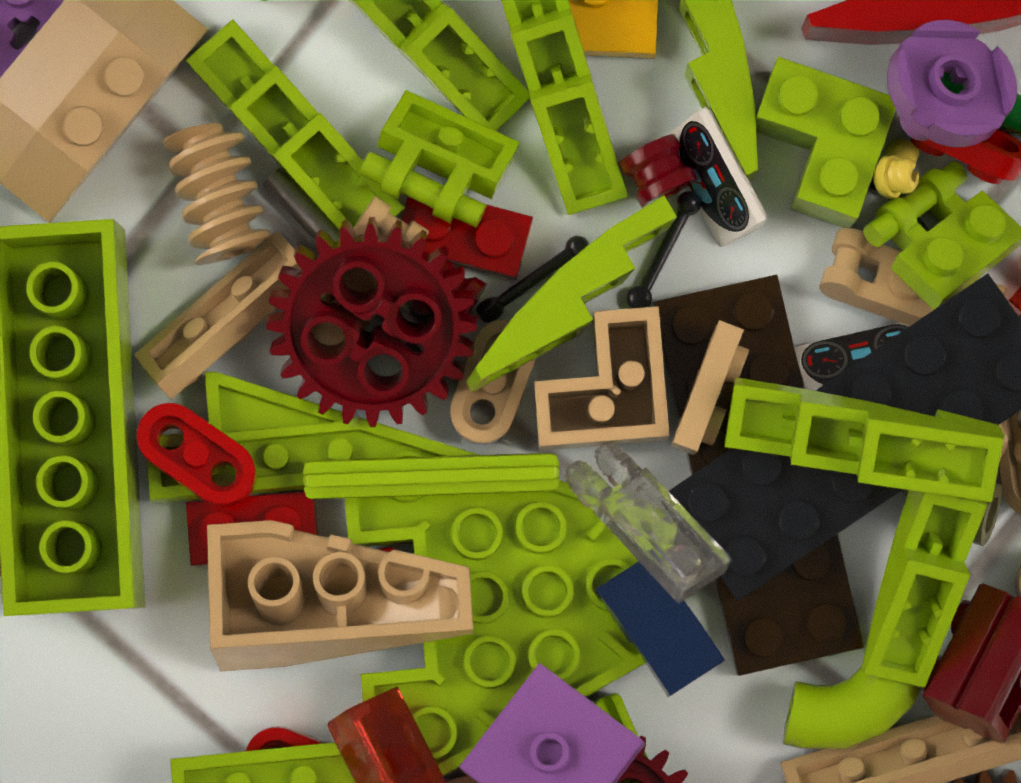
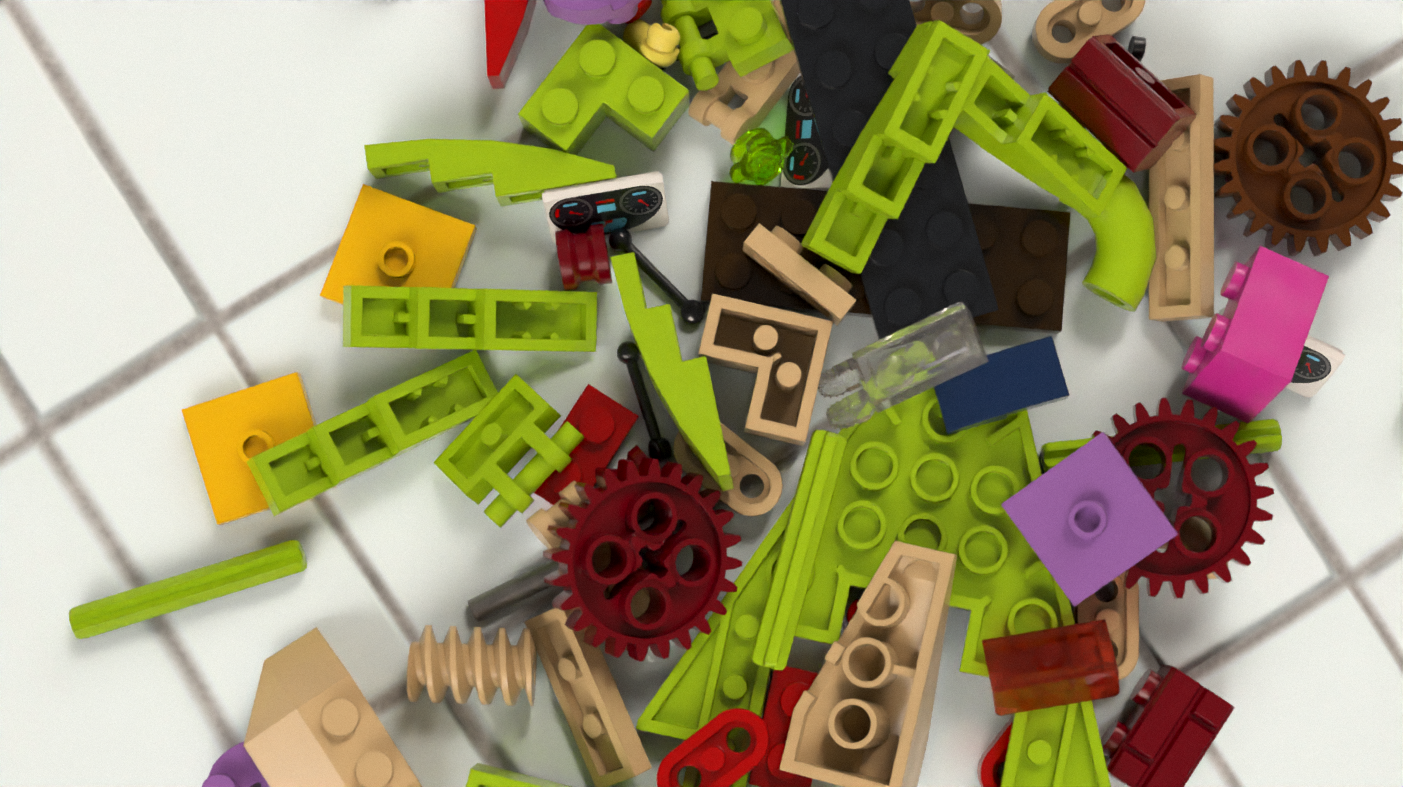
camera: 80 degrees left, 0 degrees up
(287, 125) = (431, 581): lime slope -> none
(817, 313) = (758, 156): none -> clear neon green plate

